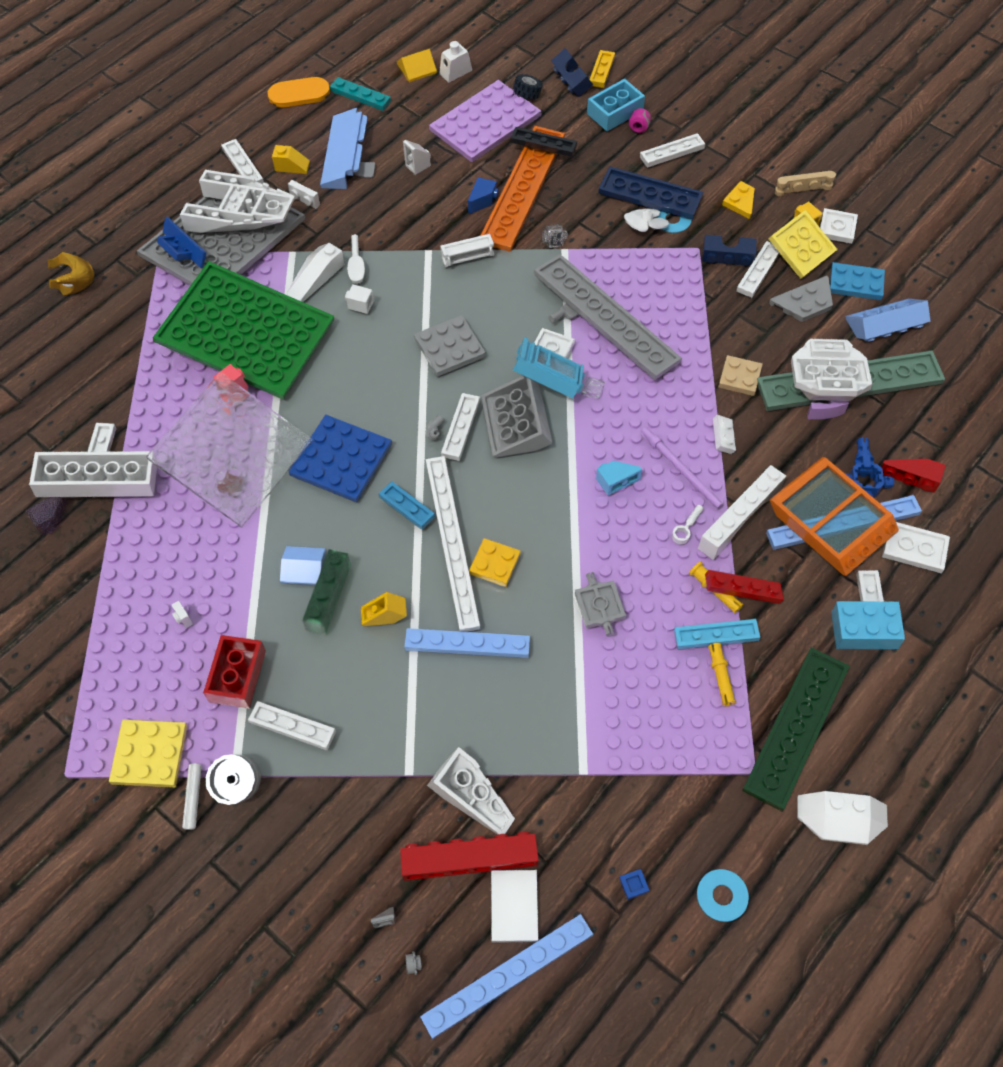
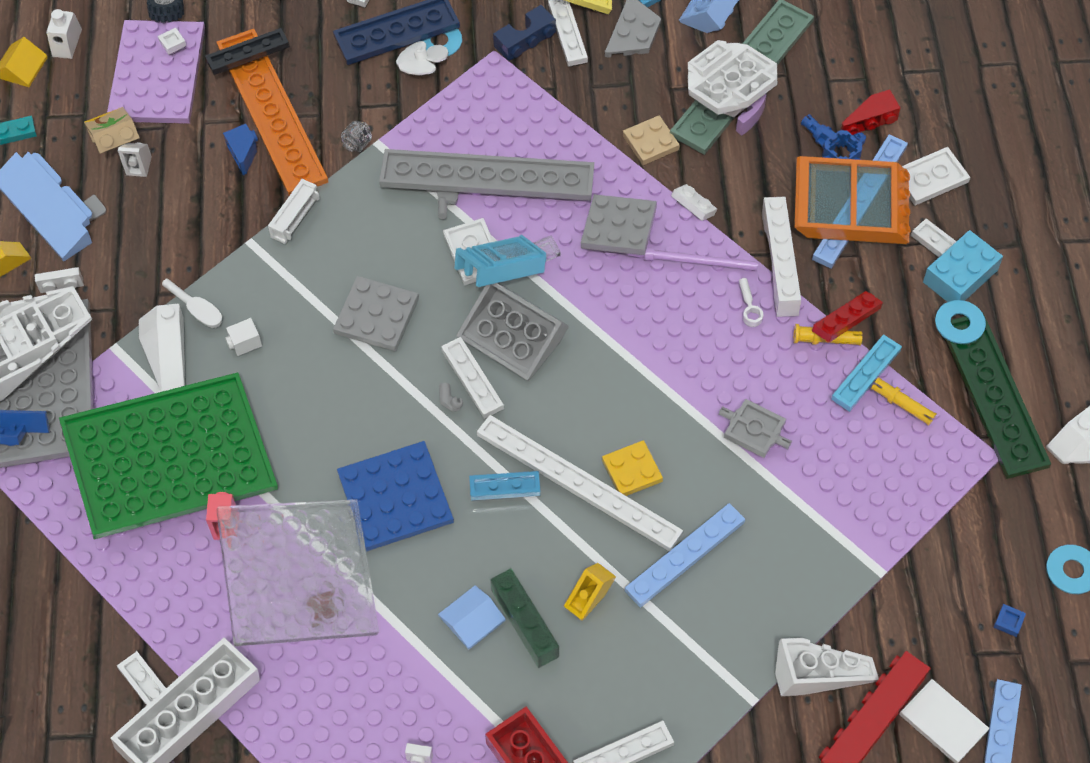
camera: 45 degrees left, 0 degrees up
(418, 131) = (111, 129): none -> tan panel
(507, 106) = (172, 41): none -> white plate
(617, 476) = (651, 309): medium azure slope -> none
(655, 408) = (619, 224): none -> light grey plate
(809, 661) = (965, 336): none -> medium azure gear

